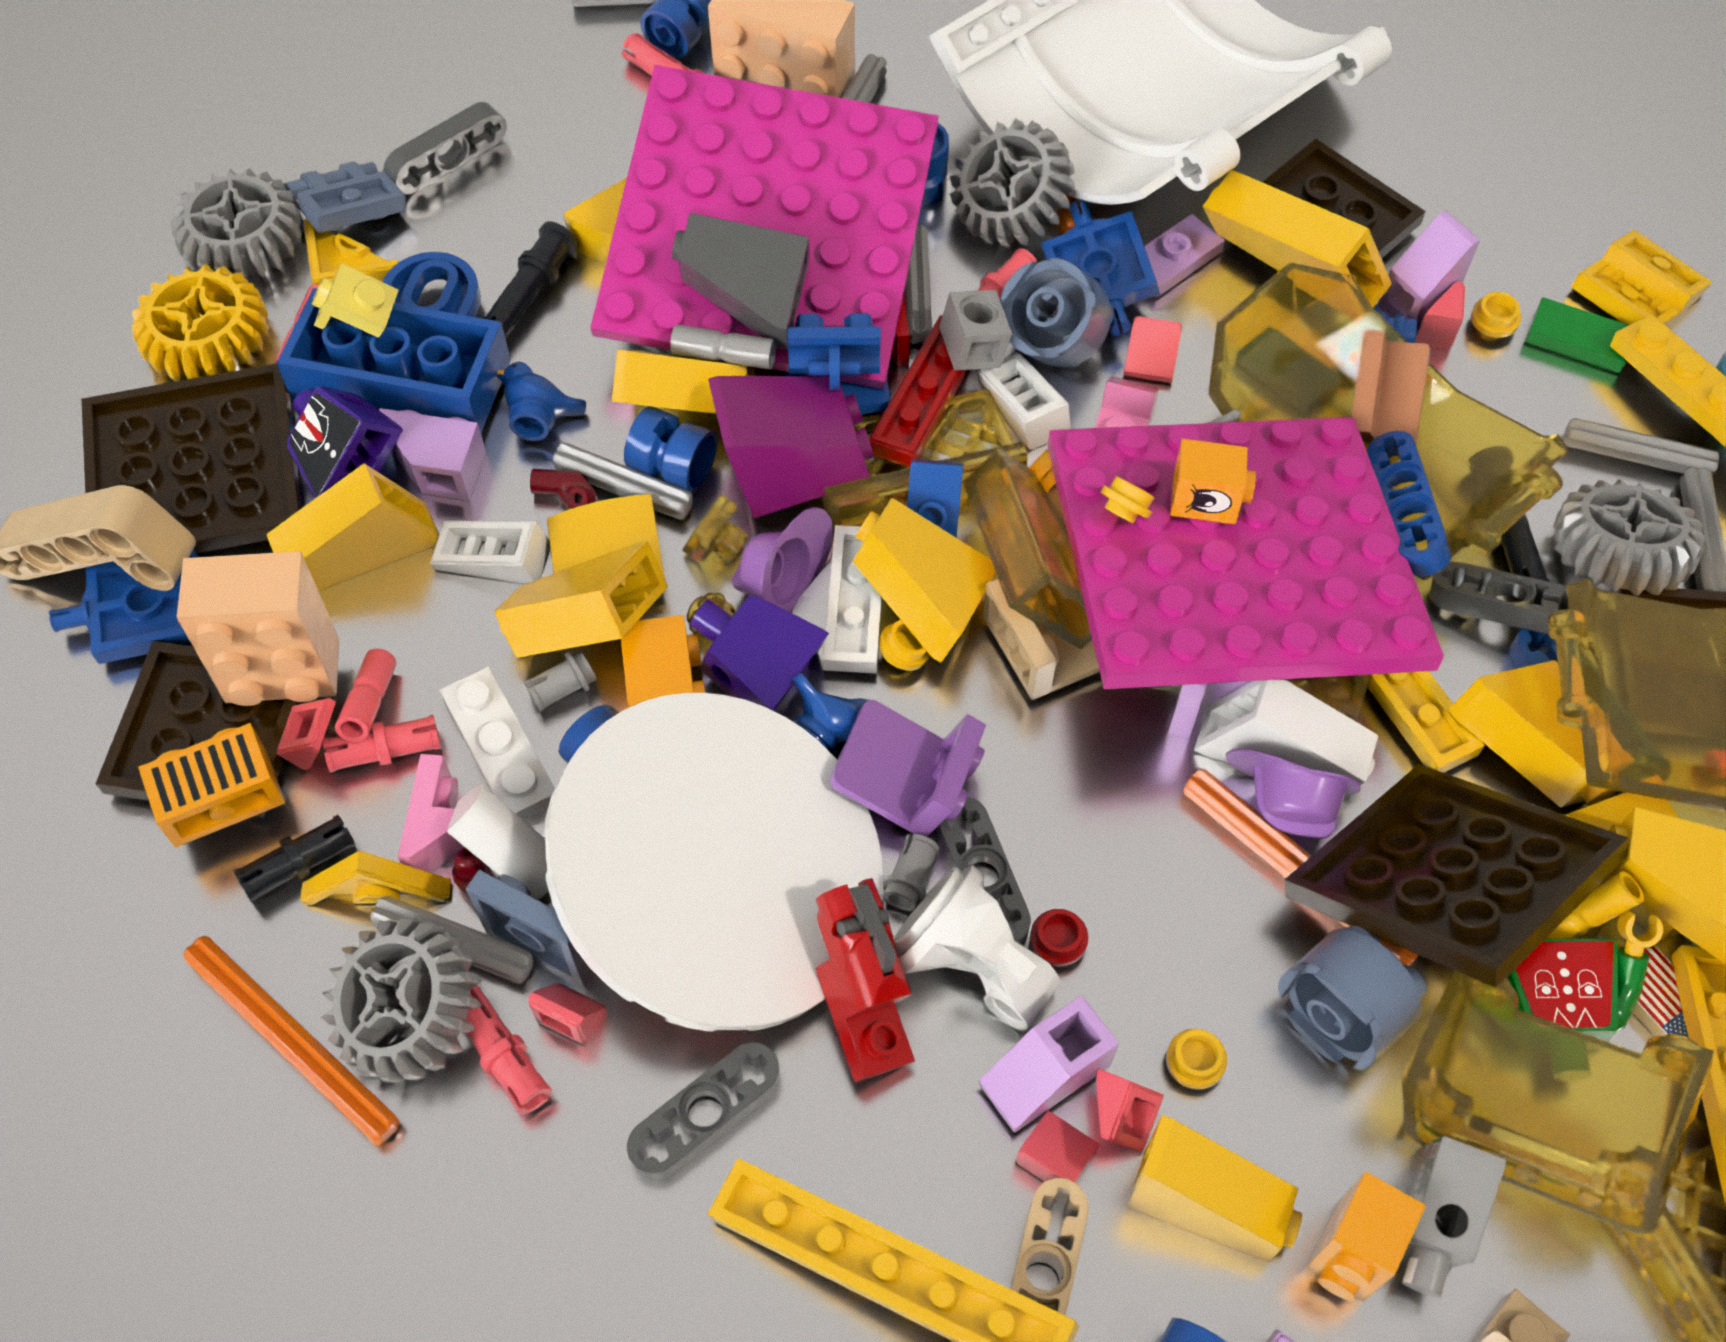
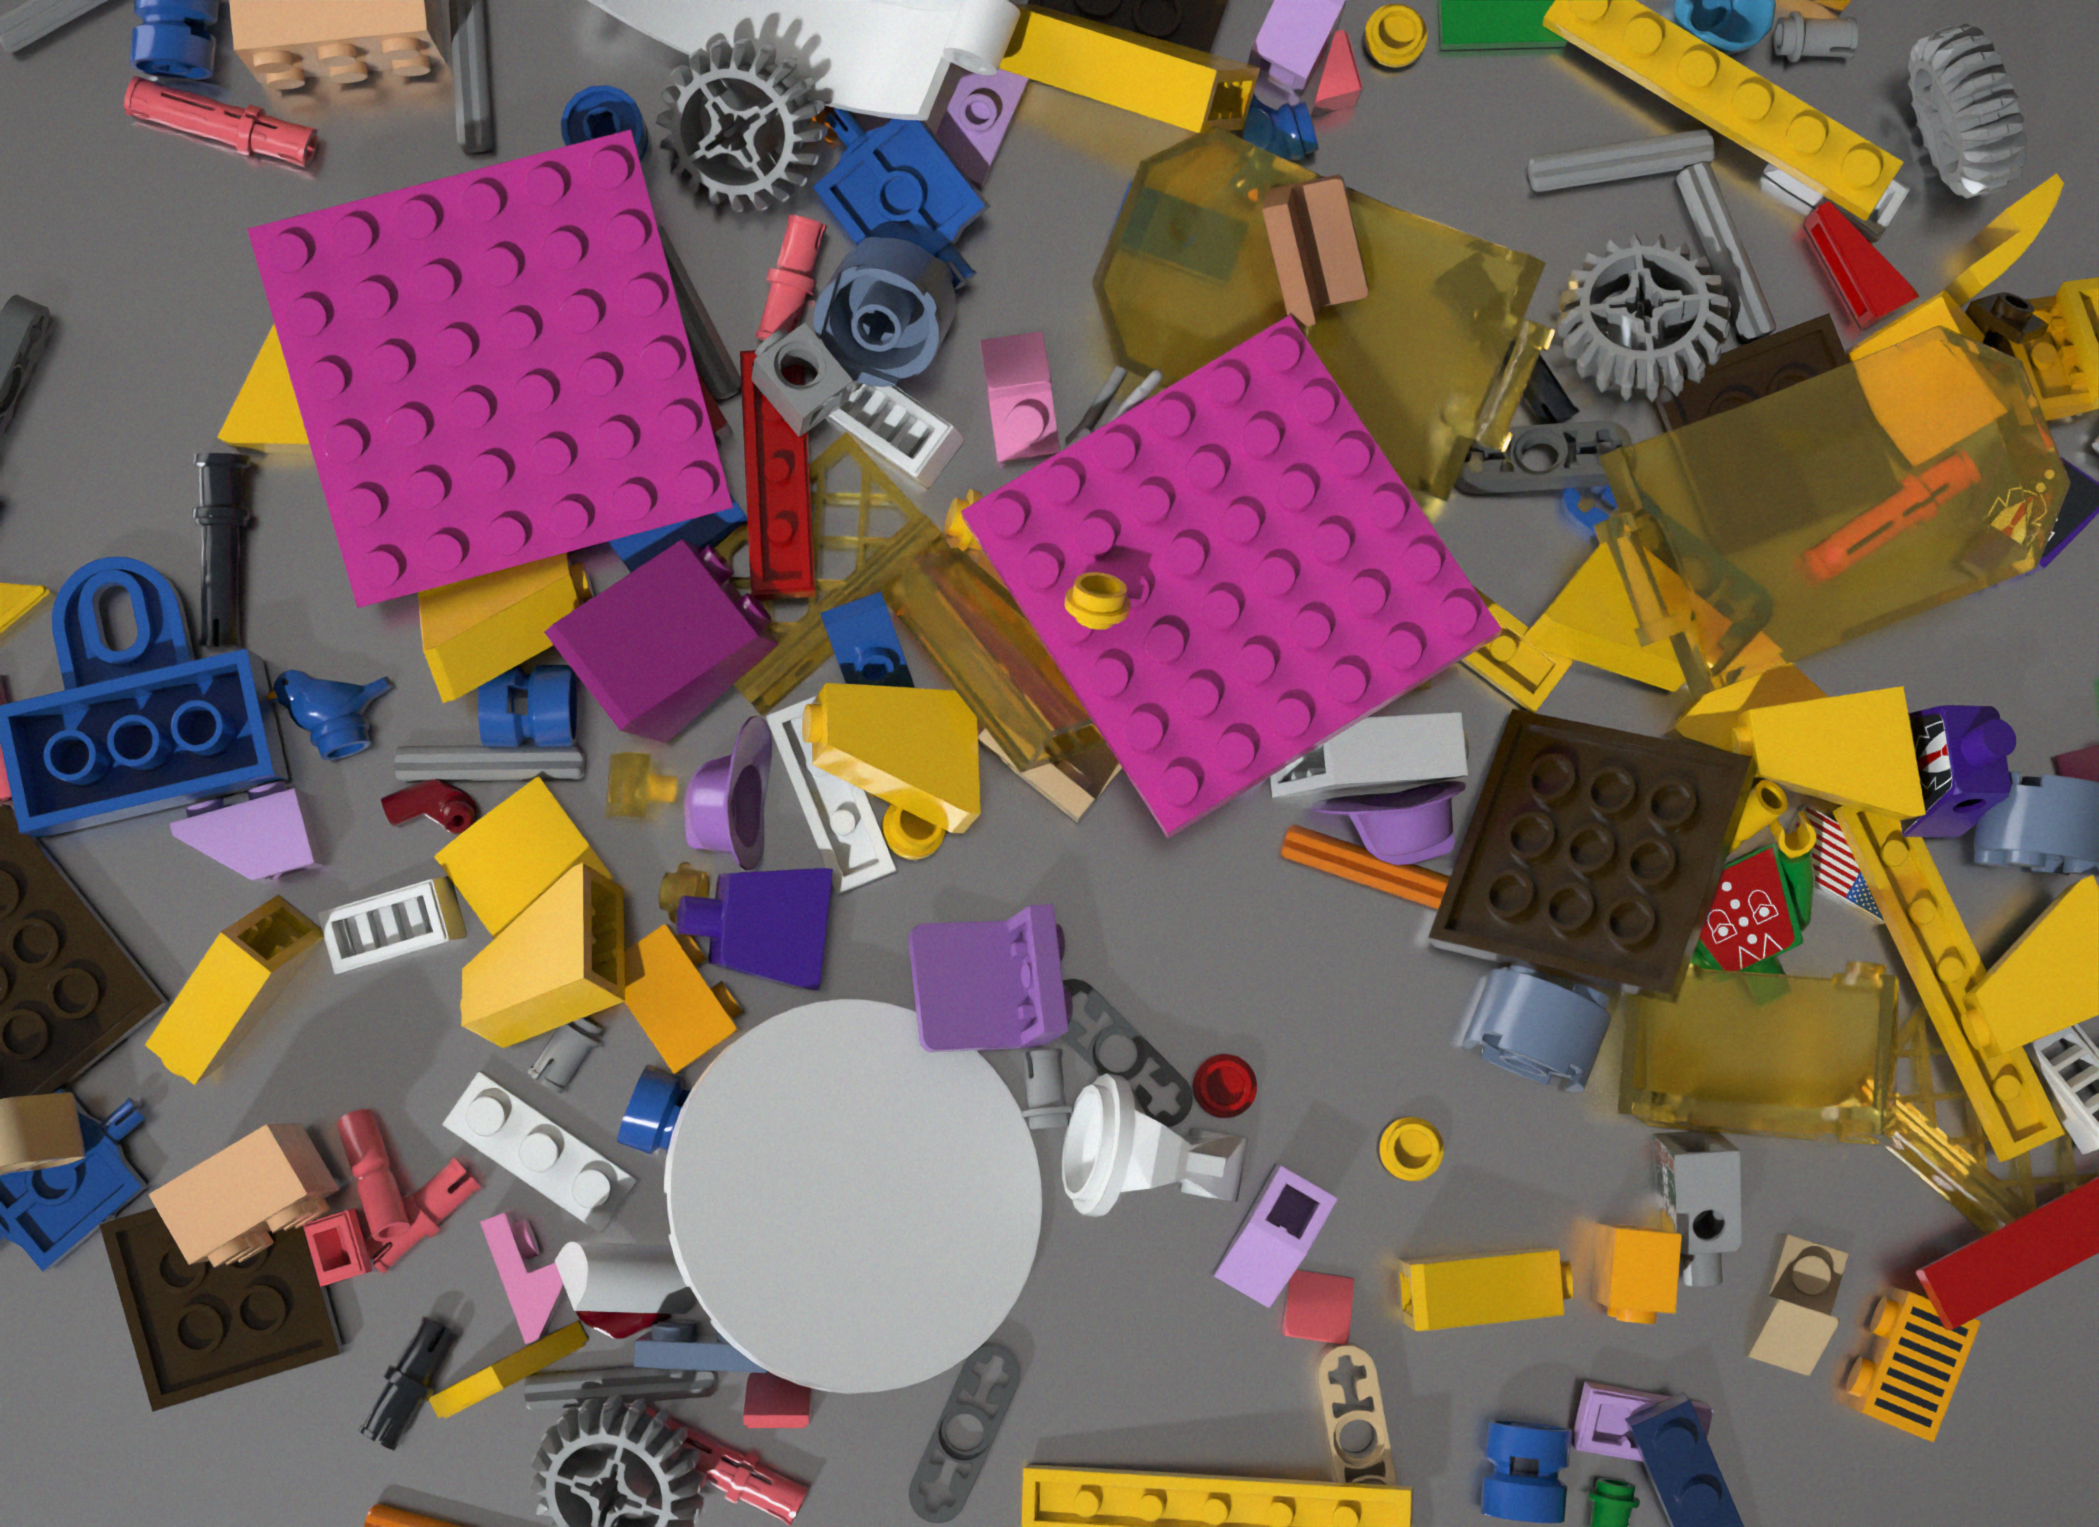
camera: 30 degrees left, 25 degrees up
(211, 785) = (285, 1363): light orange brick -> none
(337, 436) = (147, 886): torso -> none
(354, 300) = (66, 718): light yellow bracket -> none
(730, 347) = (524, 570): light grey piece -> none
(745, 271) = (515, 474): dark grey slope -> none
(826, 715) = (876, 959): blue animal -> none
(834, 350) = (689, 504): blue hips -> none
(863, 979) = (1060, 1244): red plate -> none
(1126, 1110) = (1365, 1237): coral slope -> none
(1152, 349) = (1013, 285): coral slope -> none
(1211, 481) = (1177, 530): light orange brick -> none
(1410, 500) = (1396, 401): blue beam -> none

